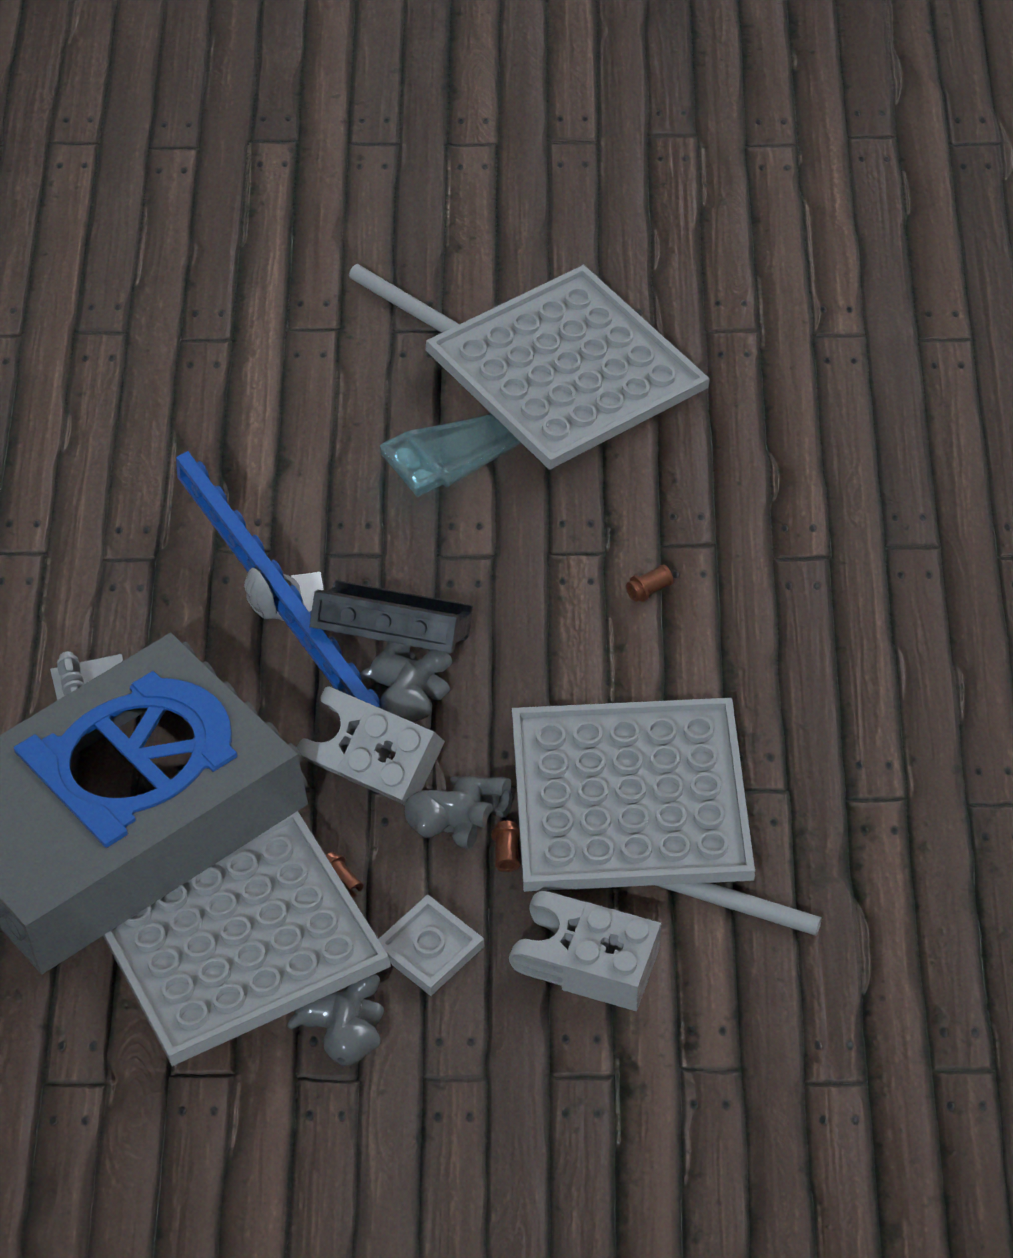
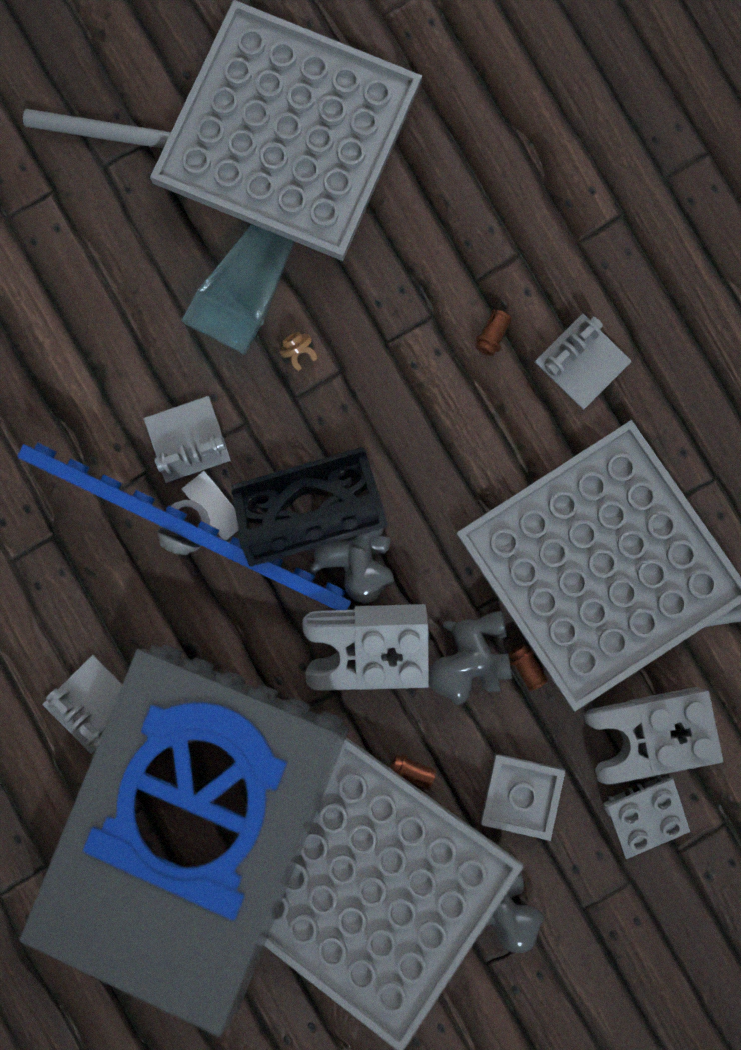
camera: 25 degrees left, 35 degrees up
(322, 540) = (187, 439): none -> light grey hinge
(464, 513) = (294, 346): none -> medium nougat plate
(538, 1019) = (647, 816): none -> light grey hinge
(718, 640) = (583, 361): none -> light grey hinge

